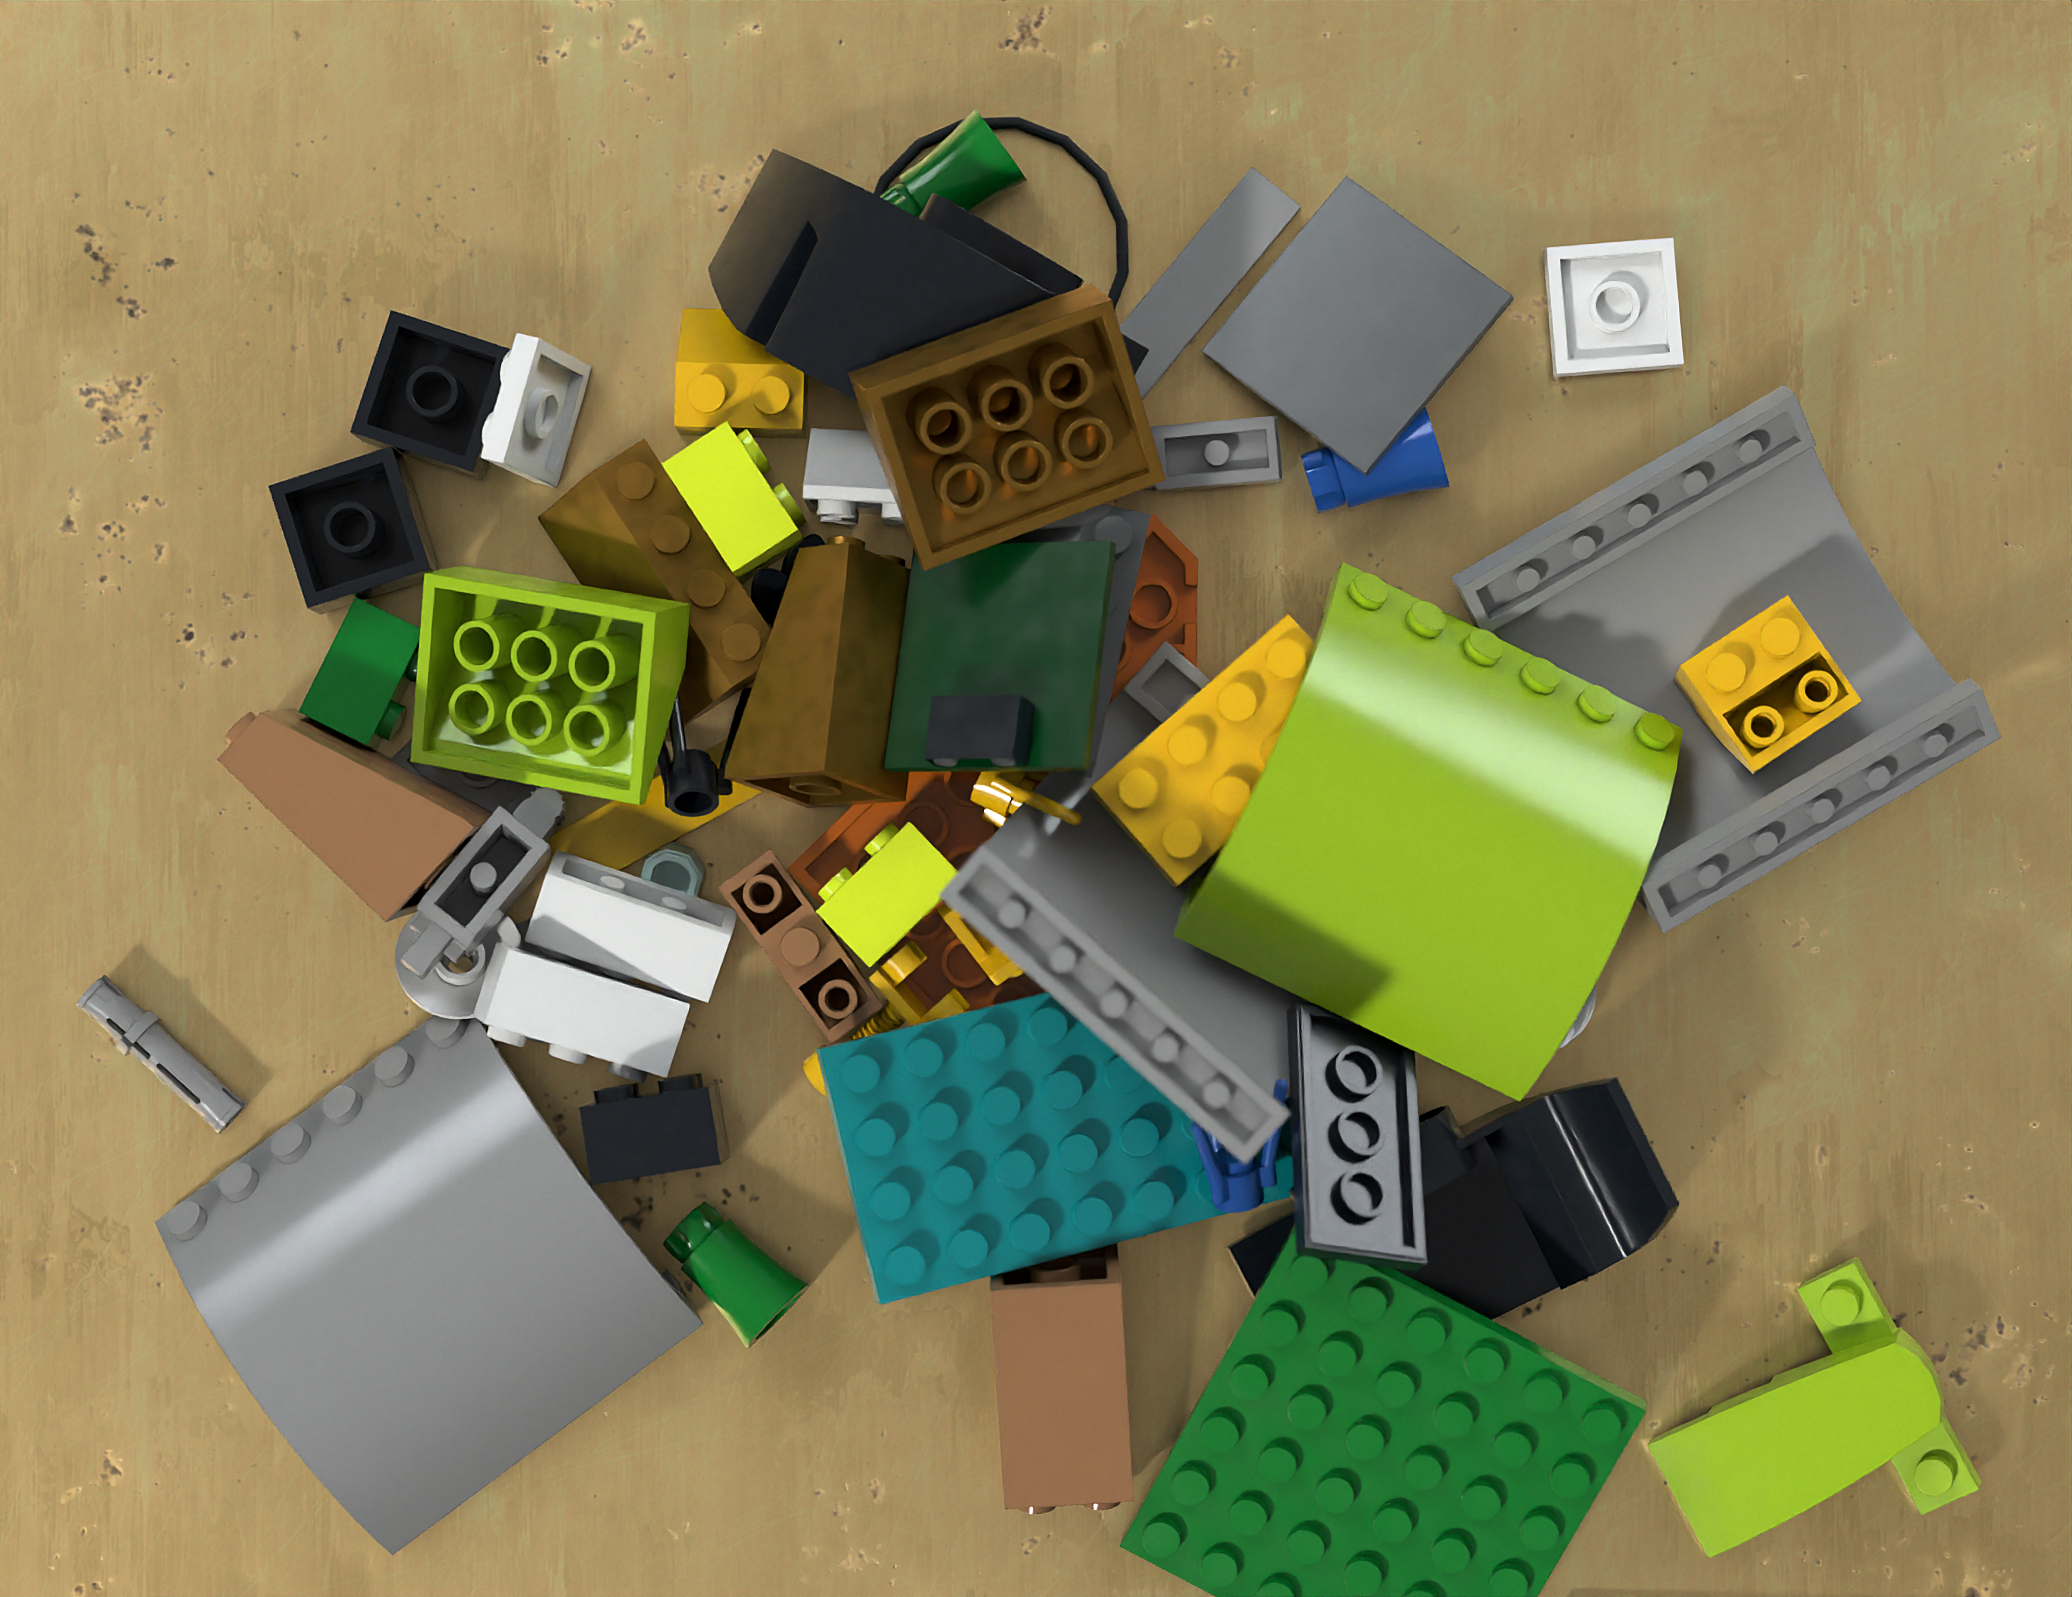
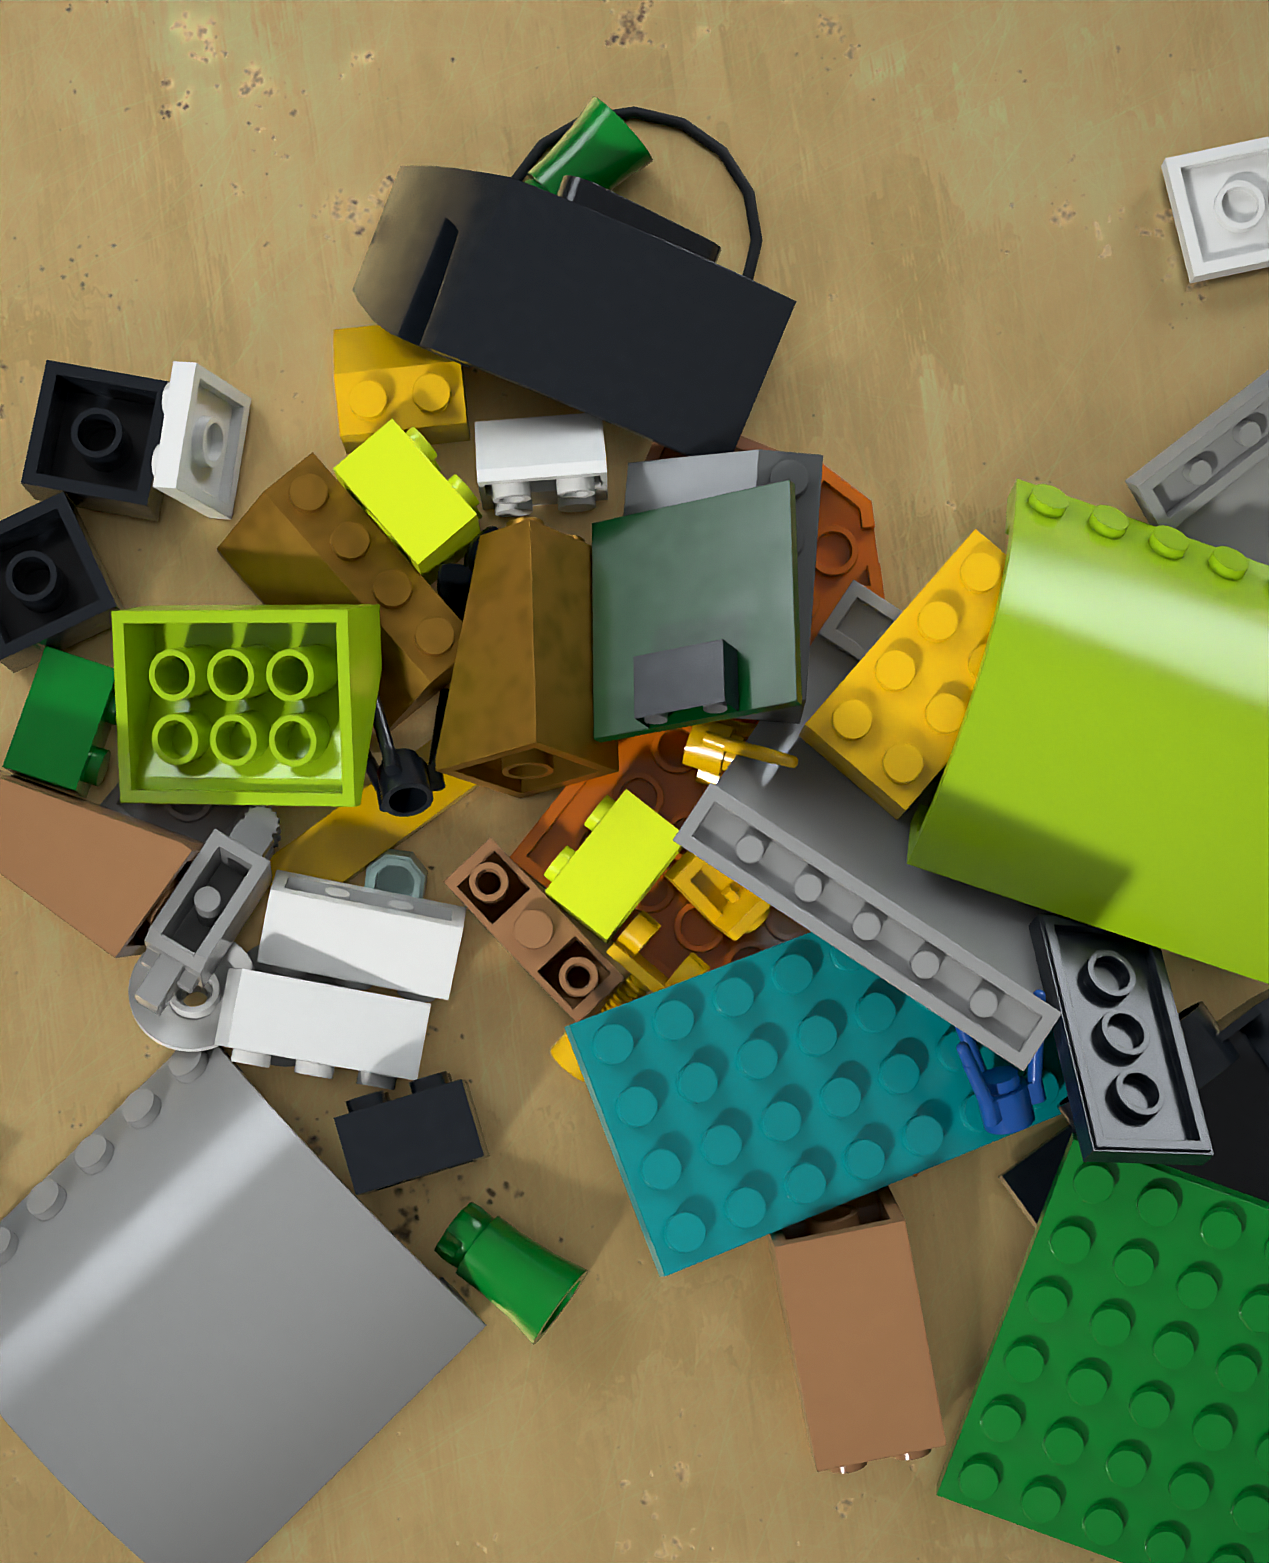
camera: 10 degrees left, 5 degrees down
(1009, 425) = (672, 383): pearl gold slope -> none
(1206, 273) = (839, 229): light grey tile -> none
(1218, 453) = (857, 402): light grey hinge -> none
(1357, 325) = (994, 255): piece -> none
(1408, 467) = (1034, 384): blue plant -> none

